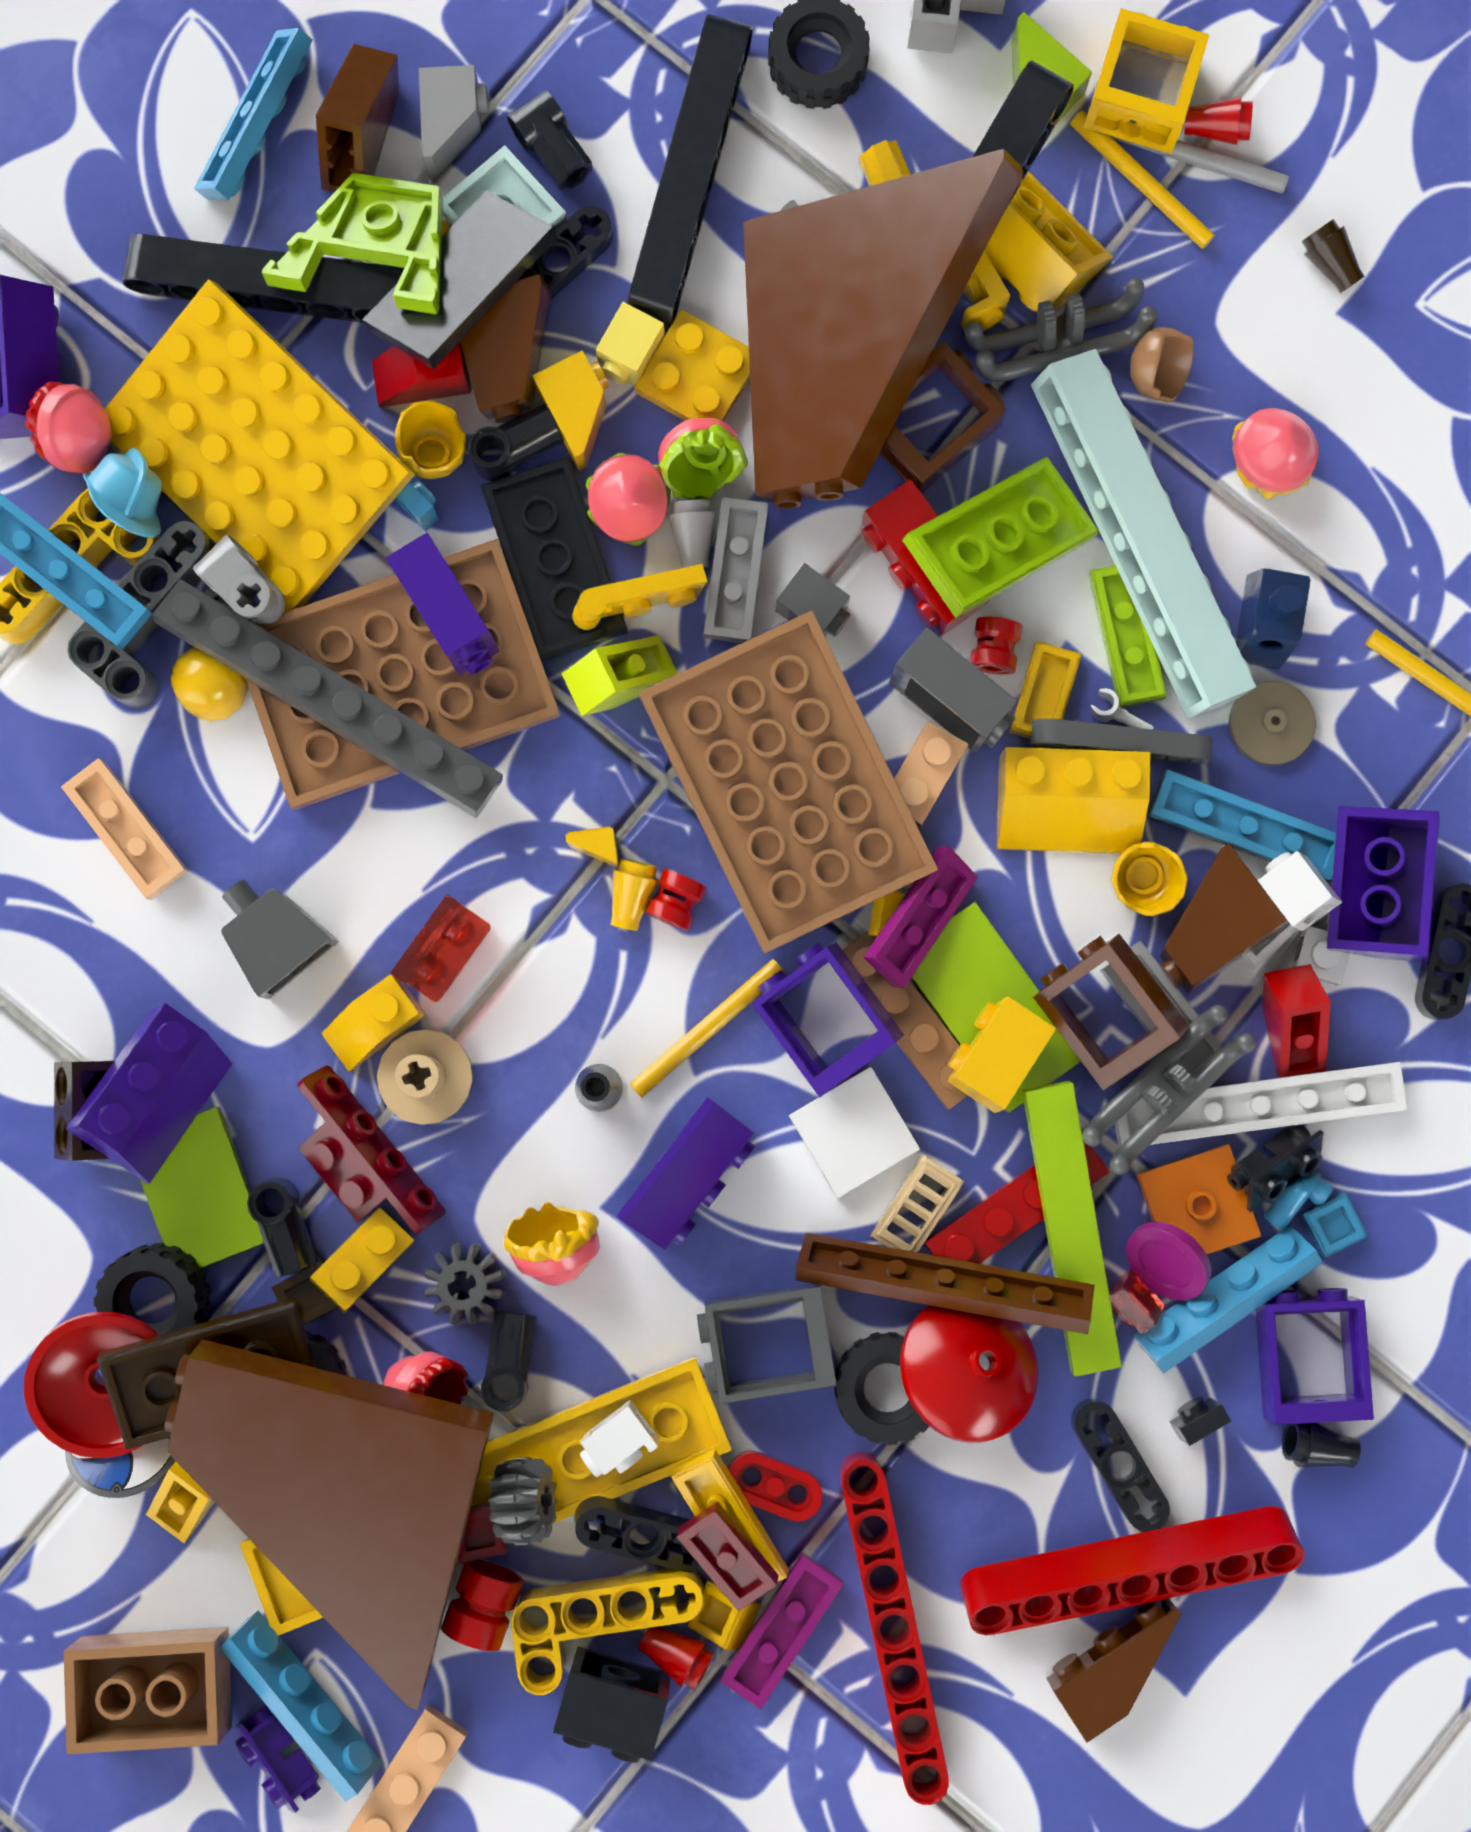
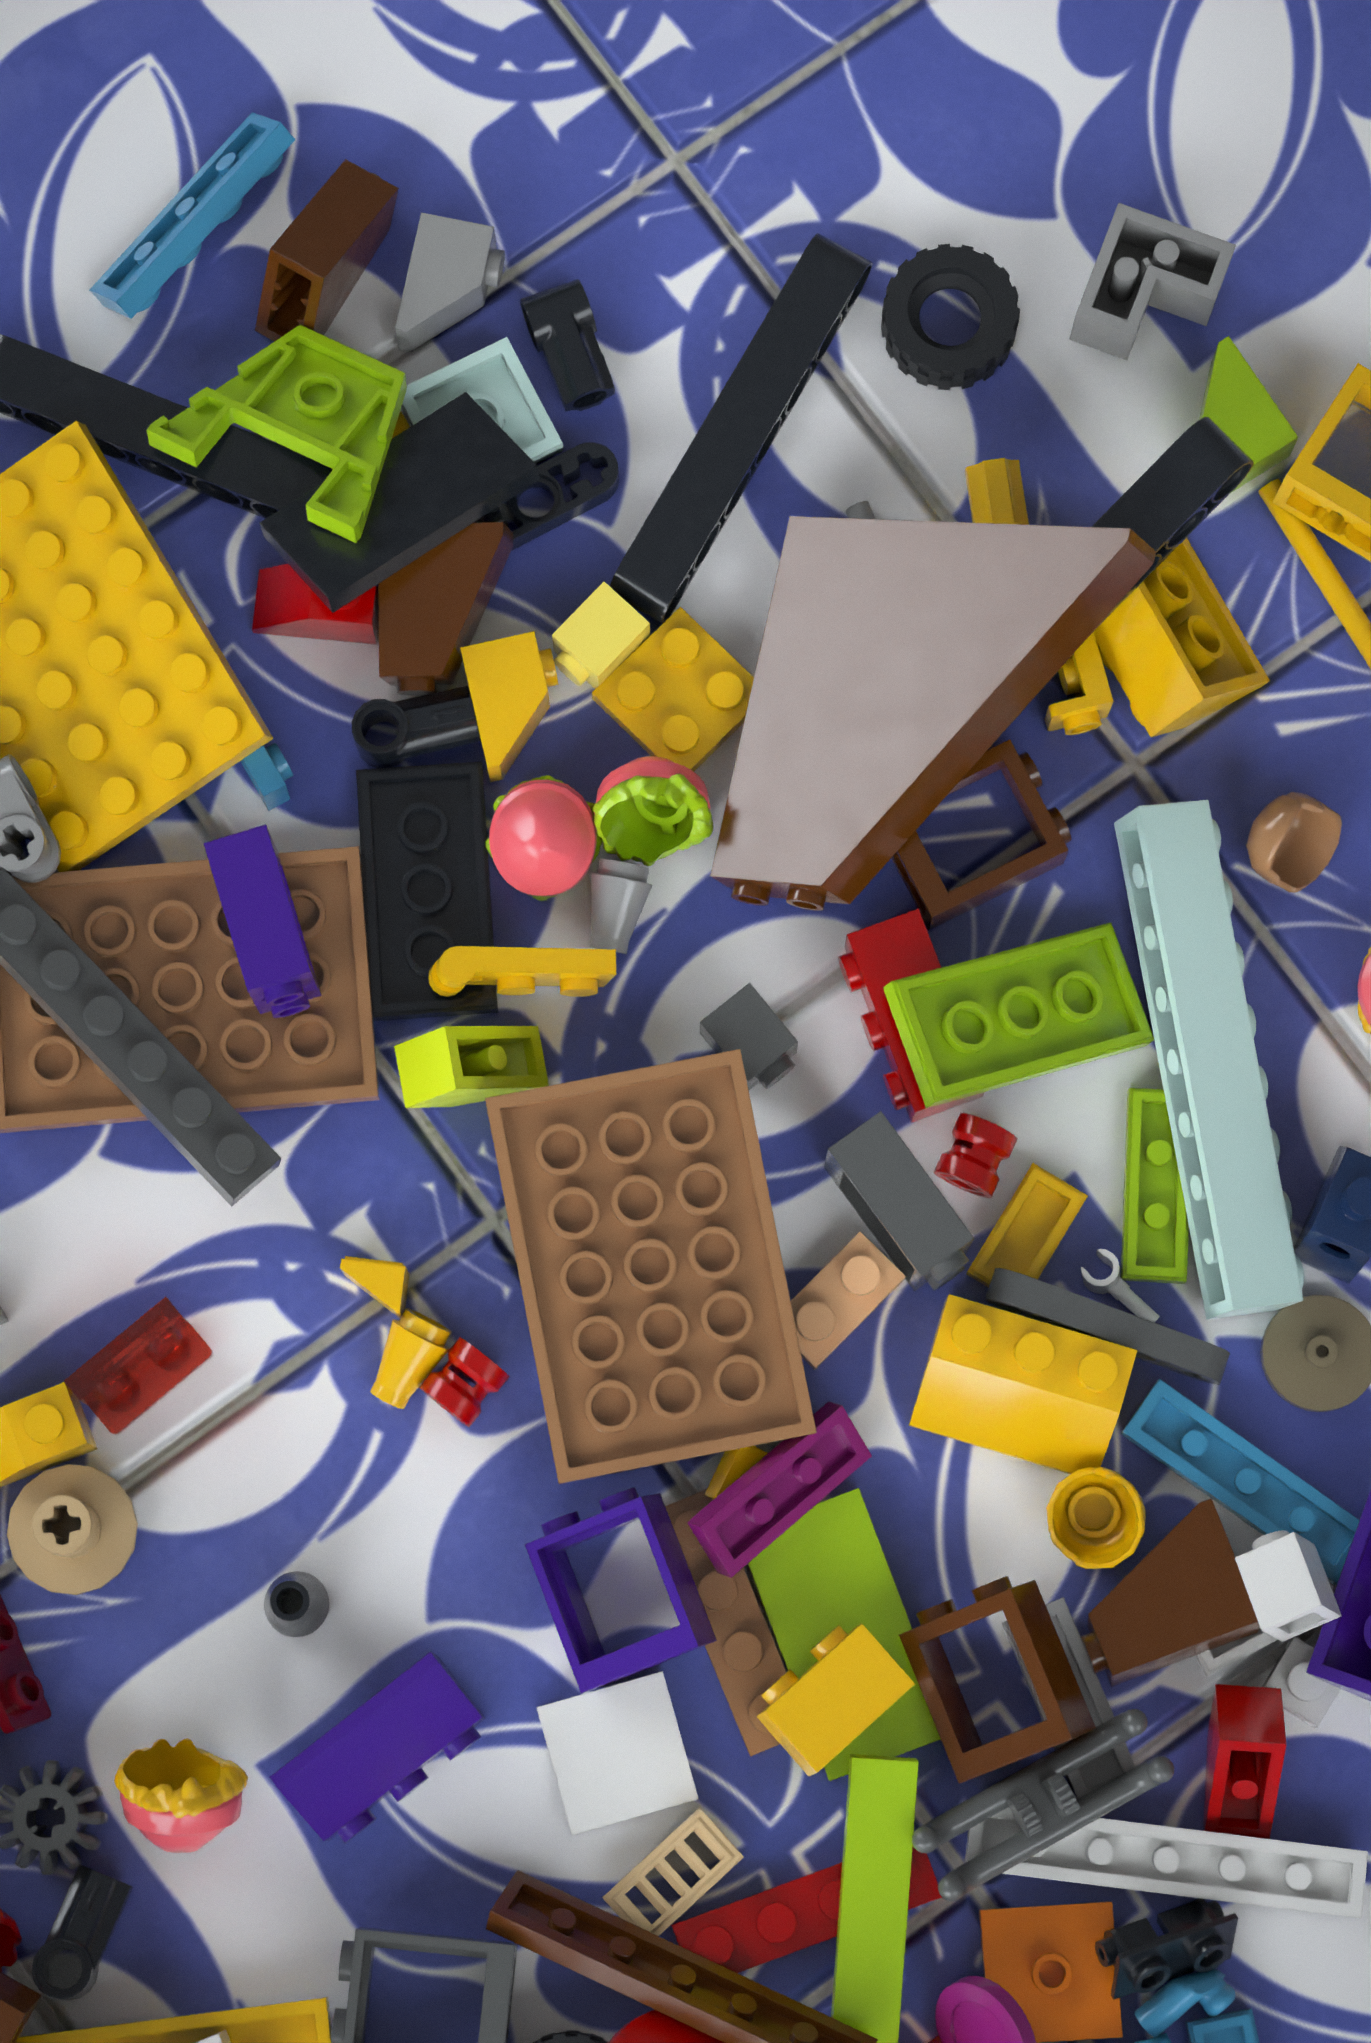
camera: 15 degrees right, 5 degrees down
(430, 439) = (306, 696): yellow hair -> none
(704, 1030) = (454, 1565): yellow bar -> none
(736, 570) = (660, 967): light grey plate -> none
(1060, 335) = (1168, 768): dark grey piece -> none

